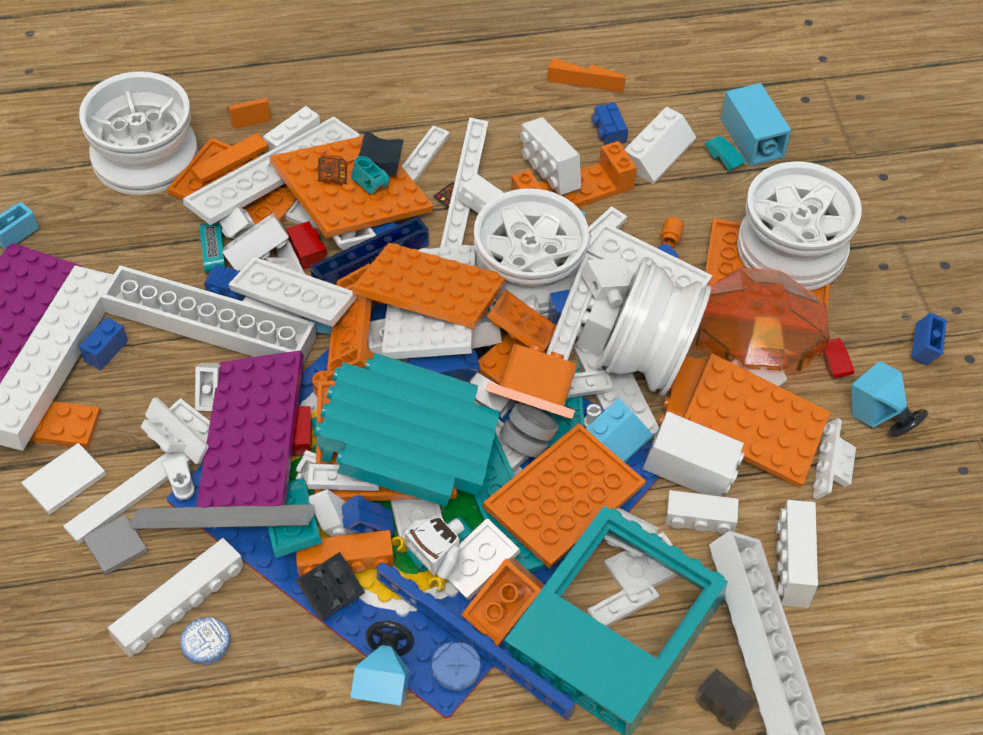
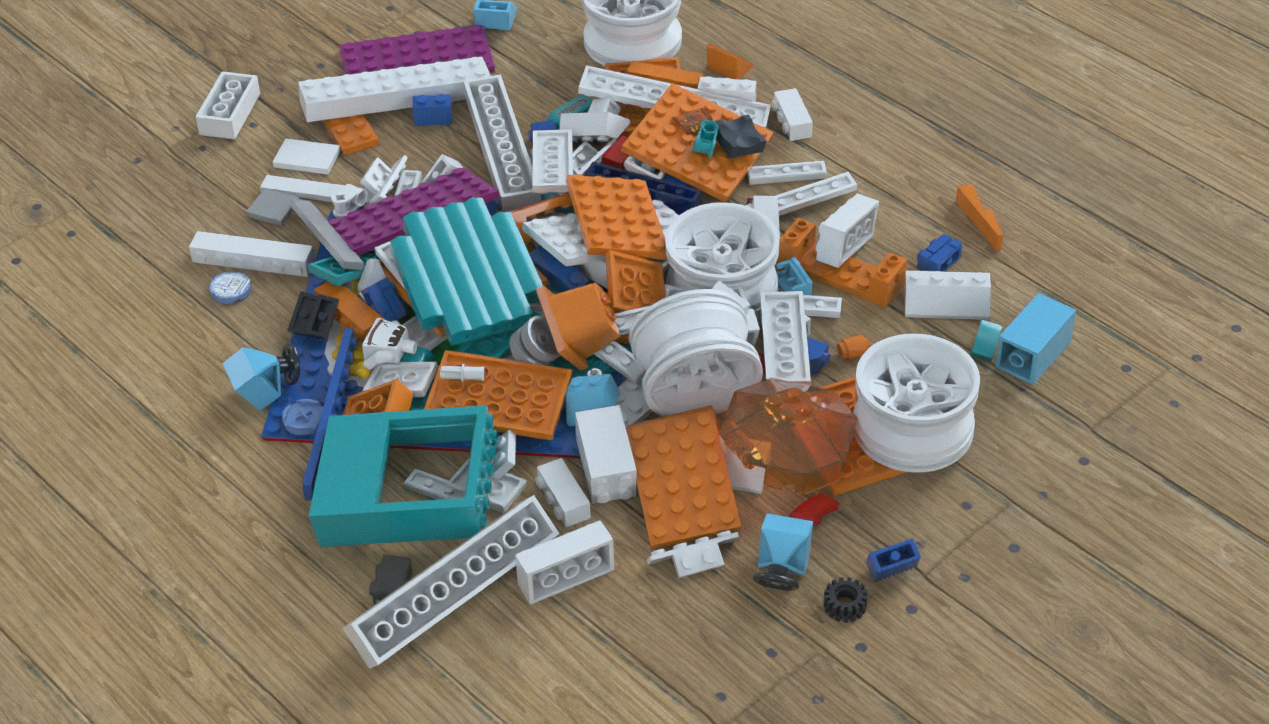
camera: 60 degrees right, 10 degrees down
(359, 110) = (792, 114): none -> white brick
(529, 503) = (462, 372): none -> white axle
(948, 383) = (845, 589): none -> black tyre

